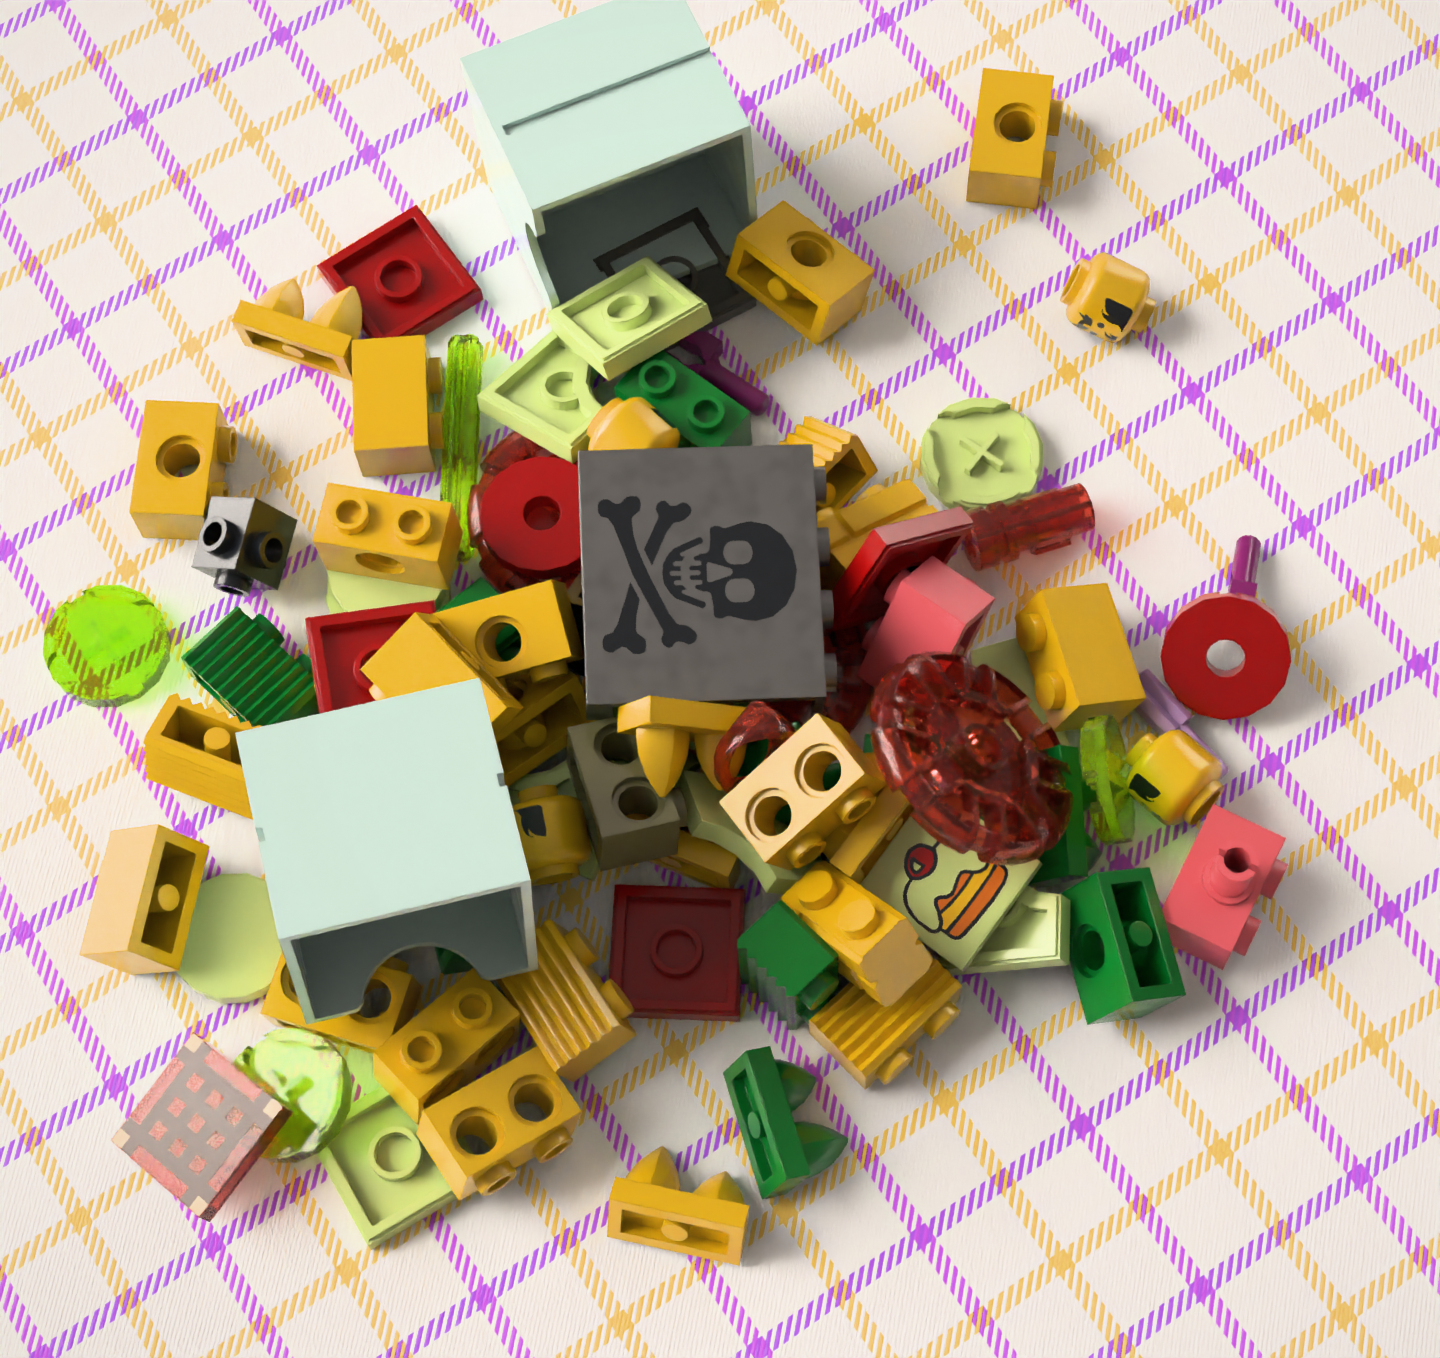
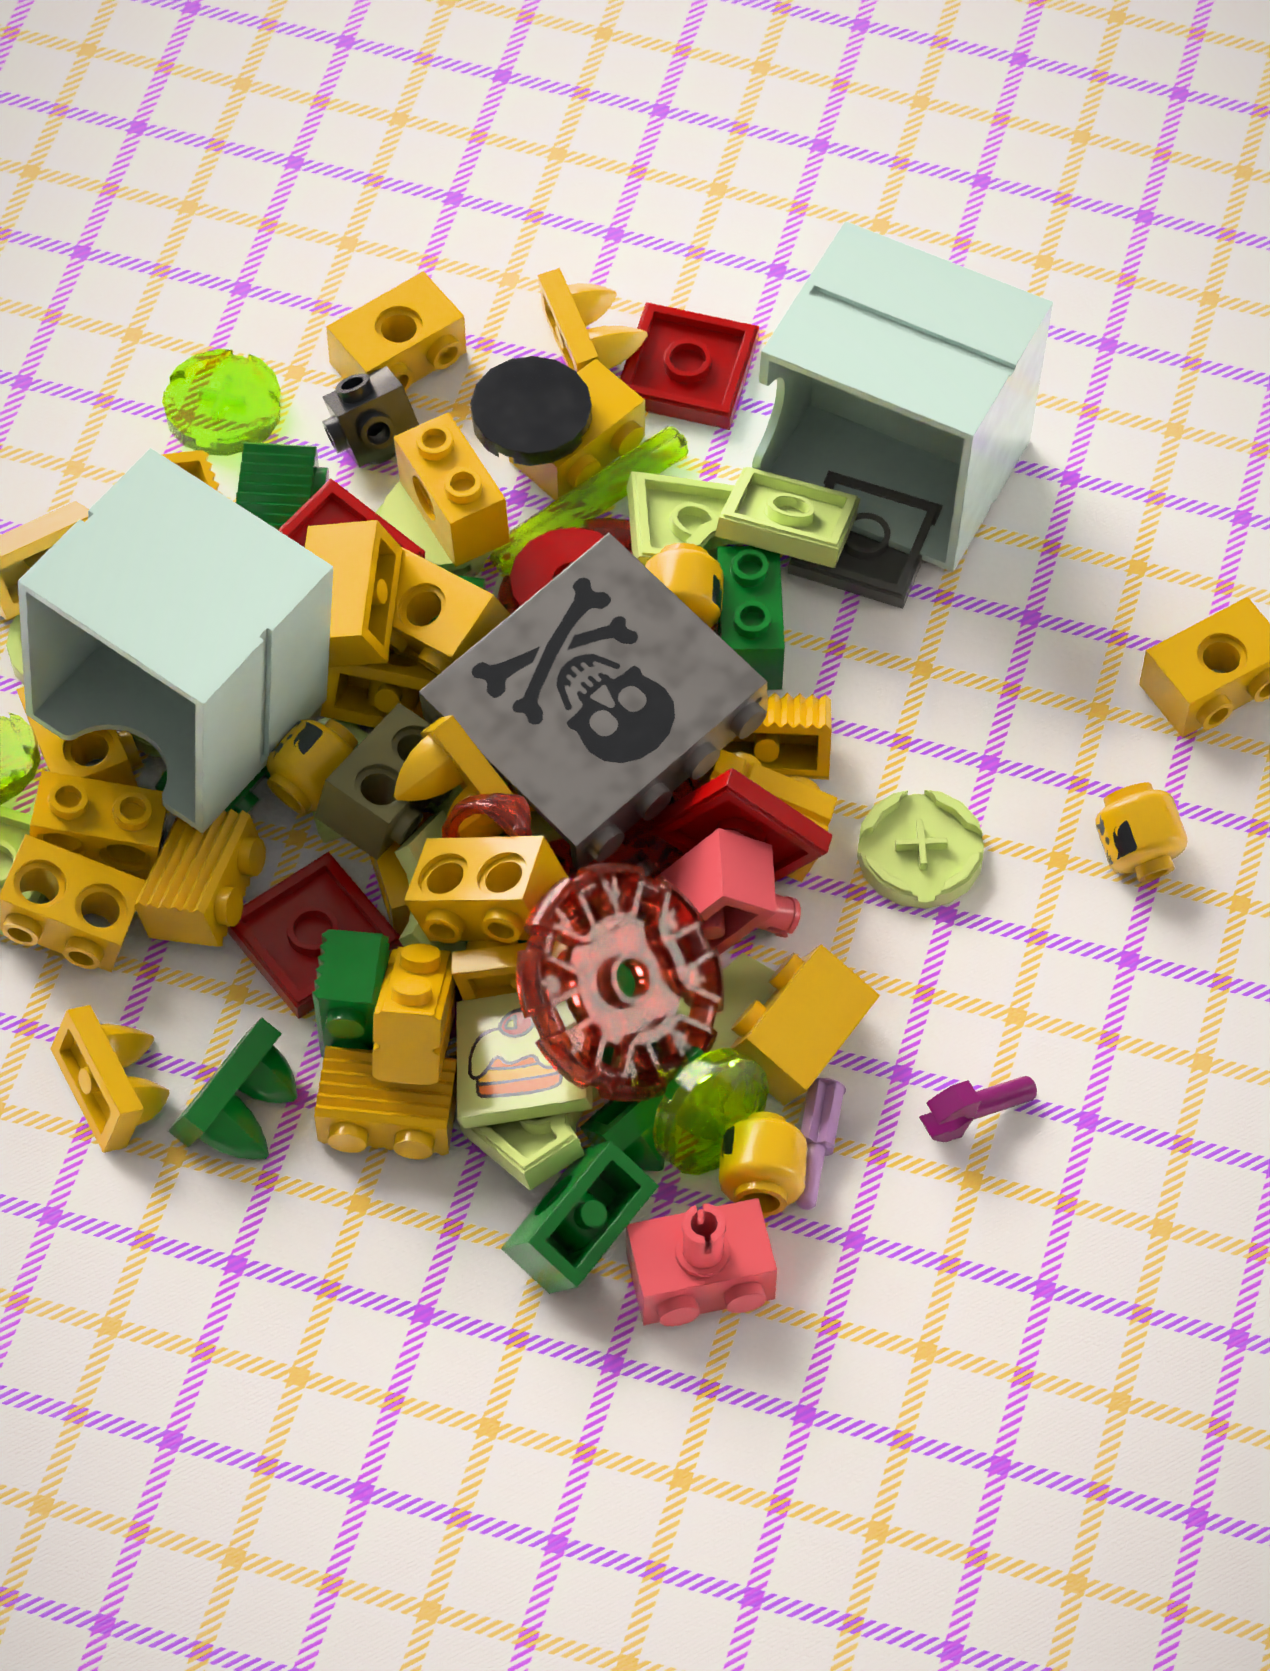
camera: 45 degrees right, 10 degrees down
(362, 422) = (531, 410): none -> black tile
(709, 350) = (813, 618): magenta bar -> none
(799, 272) = (948, 606): yellow brick -> none
(1032, 522) = (892, 917): clear red axle -> none
(1232, 691) = (868, 1118): red tile -> none

